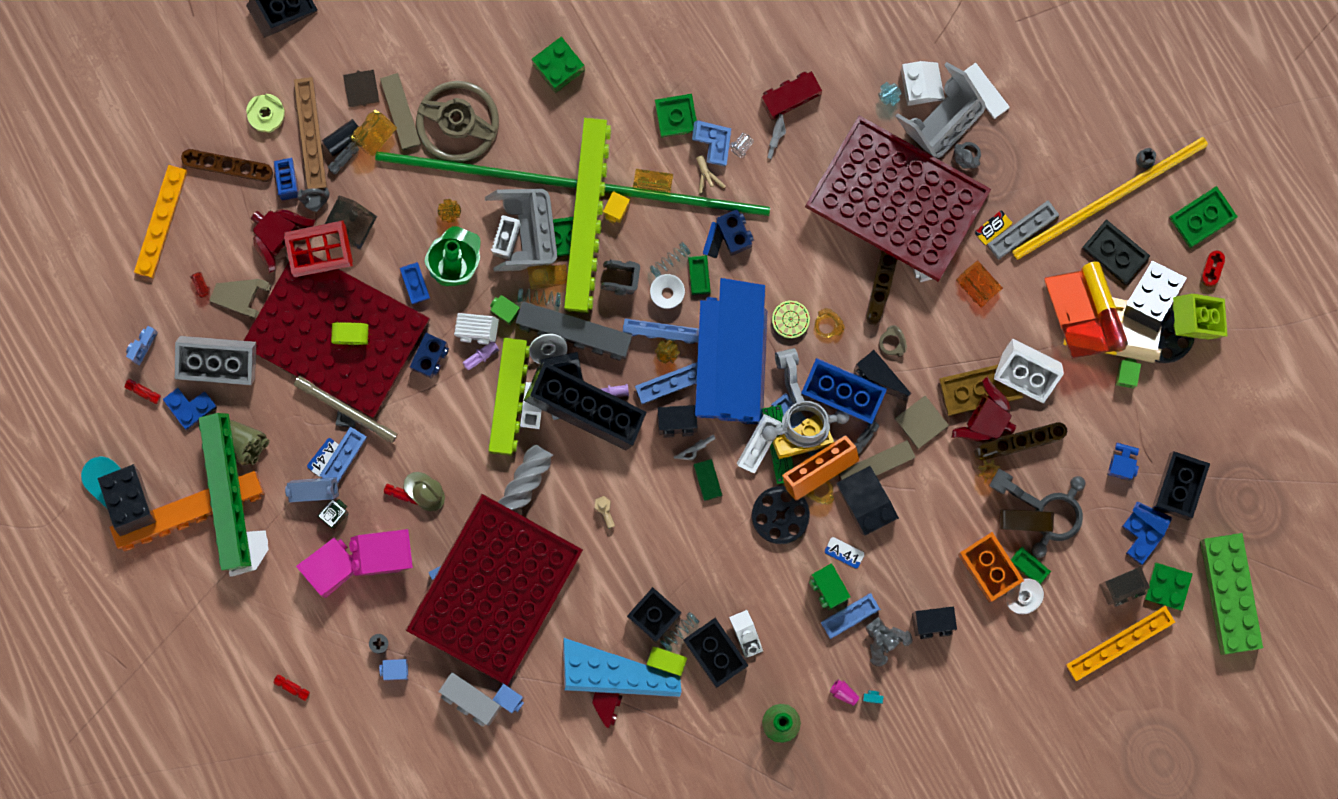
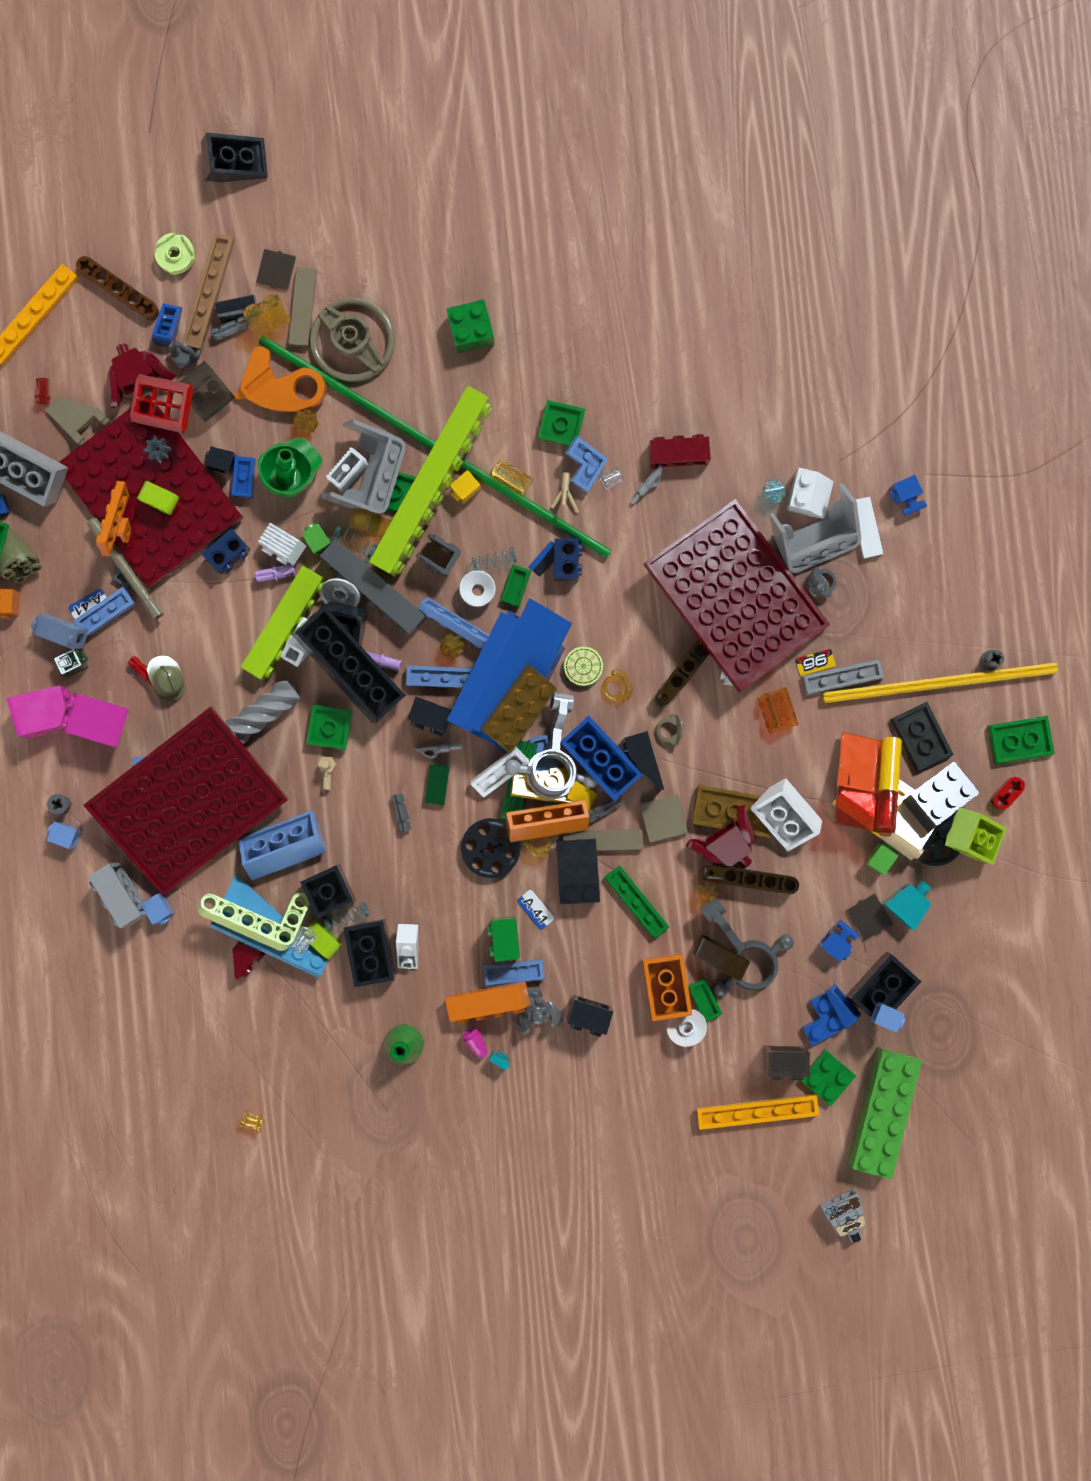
camera: 25 degrees right, 5 degrees up
(324, 372) = (114, 524): none -> orange plate
(327, 286) = (153, 444): none -> clear light blue gear
(388, 277) = (220, 460): none -> black brick
(398, 198) = (276, 394): none -> orange animal
(590, 470) = (329, 727): none -> green plate
(594, 593) = (281, 845): none -> medium blue slope
(604, 665) = (257, 921): none -> yellowish green beam
(652, 666) = (303, 940): none -> clear bush
(687, 518) = (401, 812): none -> dark grey axle
(752, 379) = (518, 708): none -> pearl gold plate
(839, 430) = (580, 792): none -> yellow sticker
(840, 648) = (487, 1001): none -> orange brick
(930, 506) = (636, 902): none -> green tile
(1006, 44) = (907, 491): none -> blue brick
(1141, 429) = (869, 916): none -> clear smoke piece
(1170, 402) = (909, 904): none -> teal torso
(1194, 506) = (888, 1017): none -> medium blue brick
(1238, 699) = (845, 1214): none -> torso

